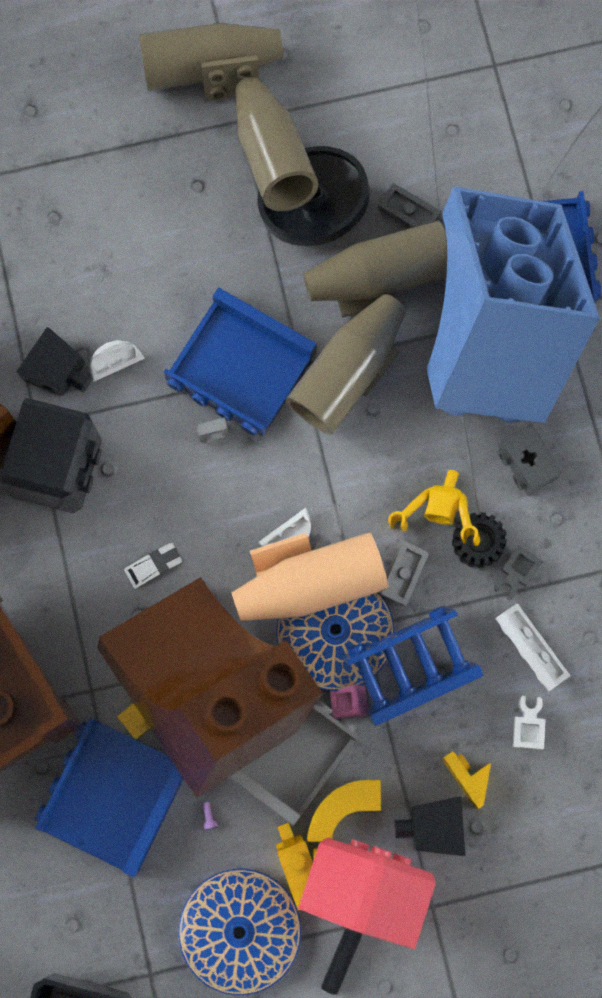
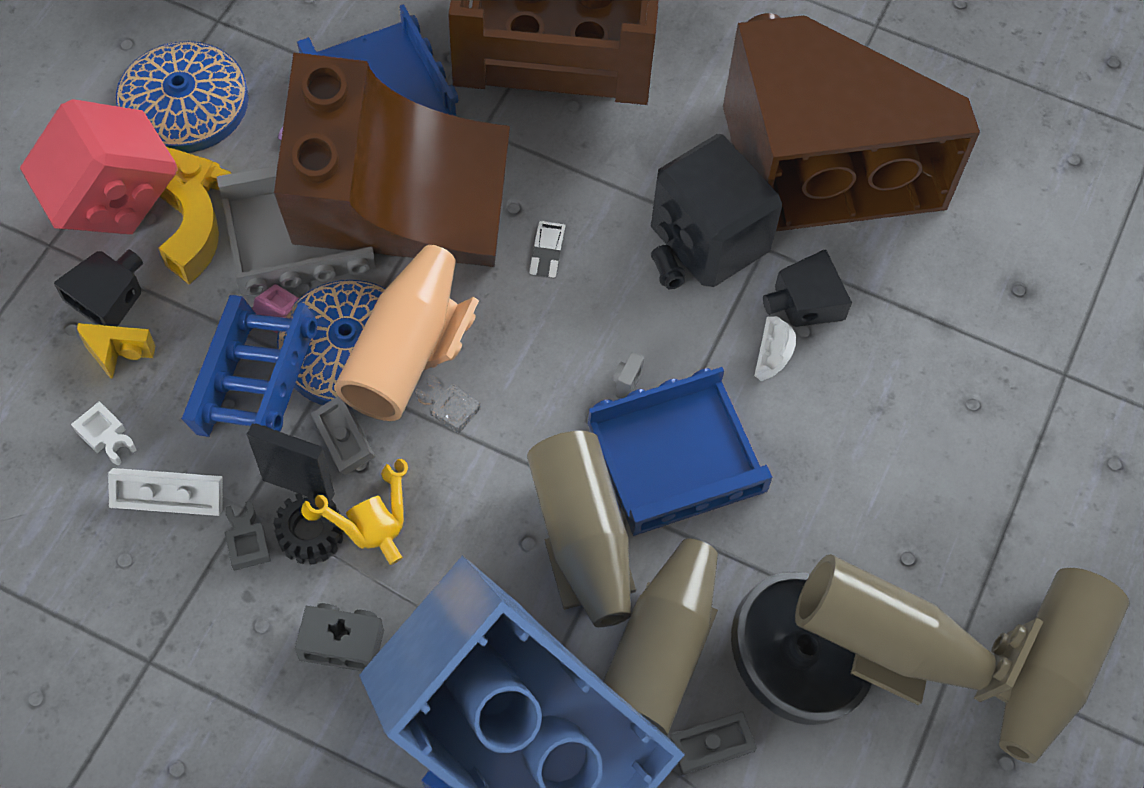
camera: 125 degrees right, 15 degrees down
(107, 470) = (670, 273): none -> black pin
(295, 526) = (469, 368): white plate -> none
(459, 569) = (290, 462): none -> black tile

